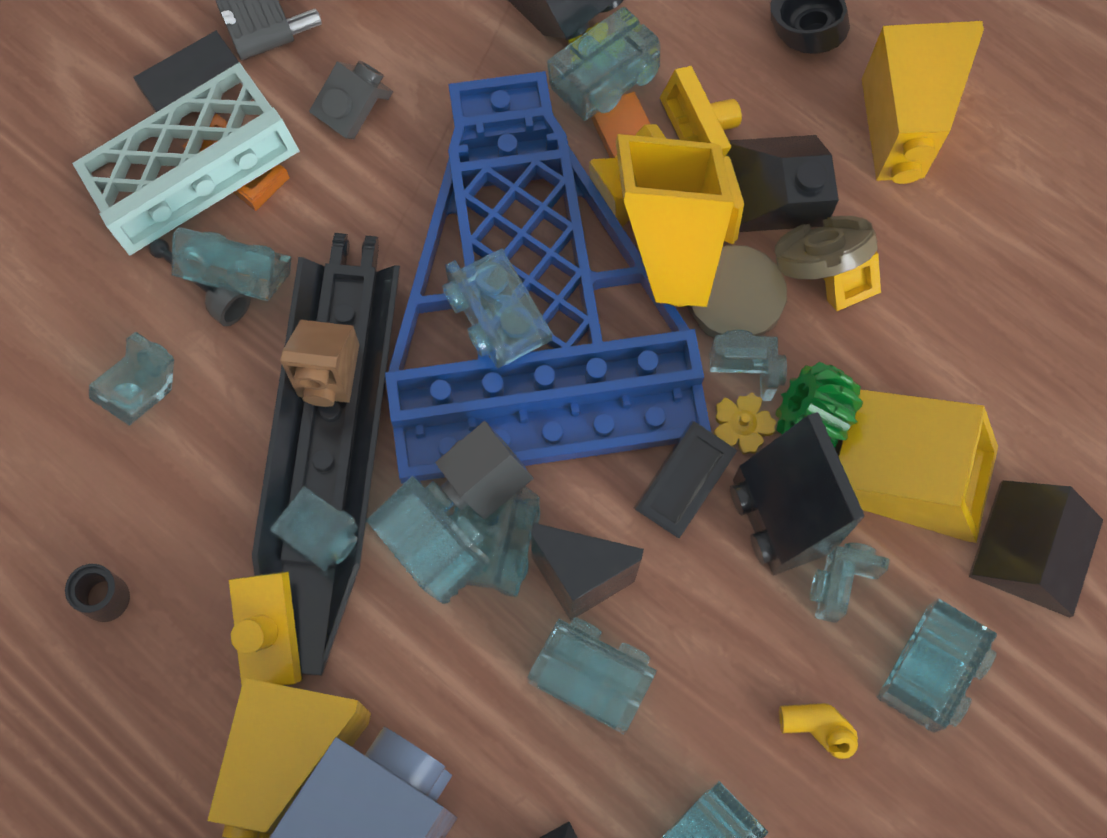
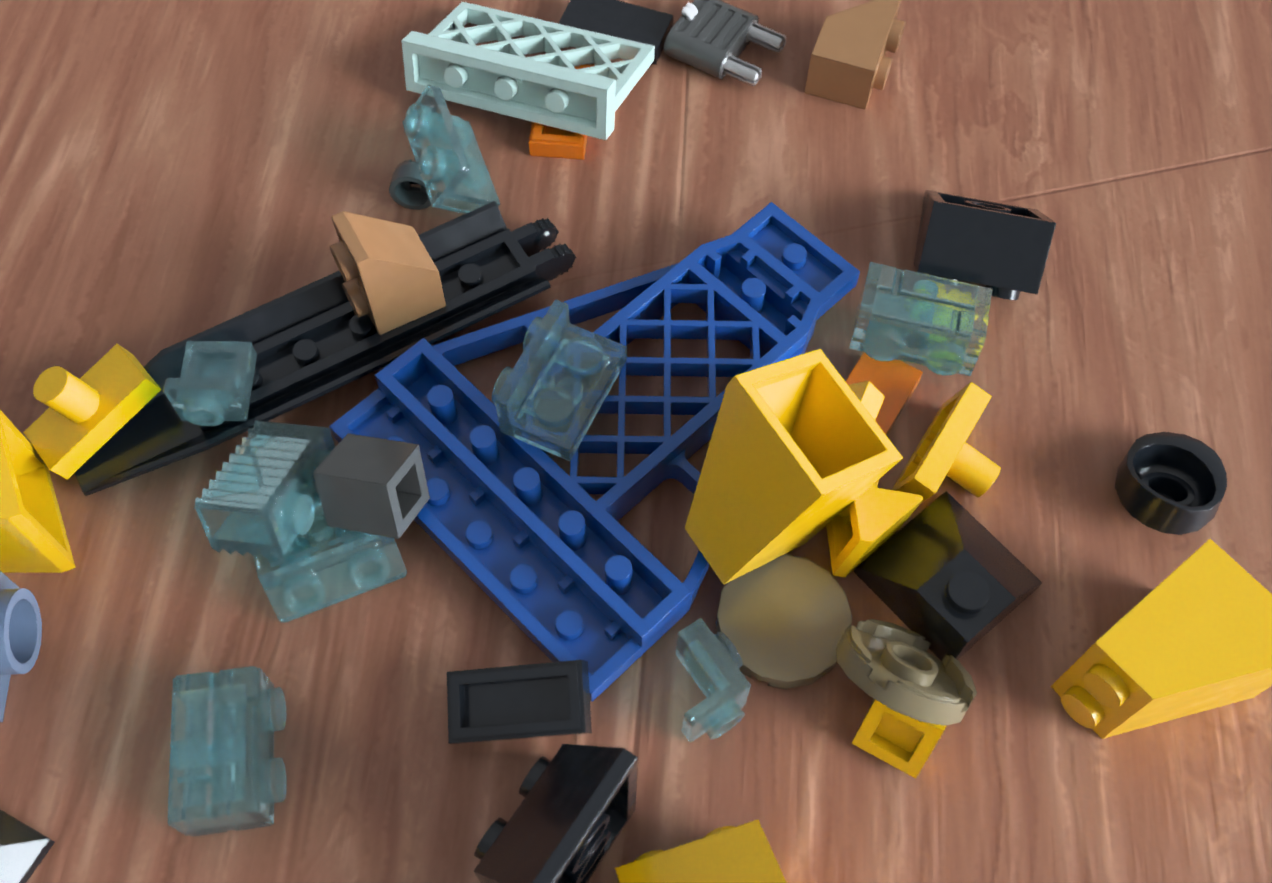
camera: 55 degrees right, 10 degrees down
(84, 579) = (56, 261): black beam -> none
(135, 381) = (282, 164): clear light blue bracket -> none
(349, 97) = (698, 144): dark grey bracket -> none
(582, 567) = (319, 651): black slope -> none
(743, 423) = (640, 725): yellow plant -> none
(823, 391) = (701, 791): green gear -> none

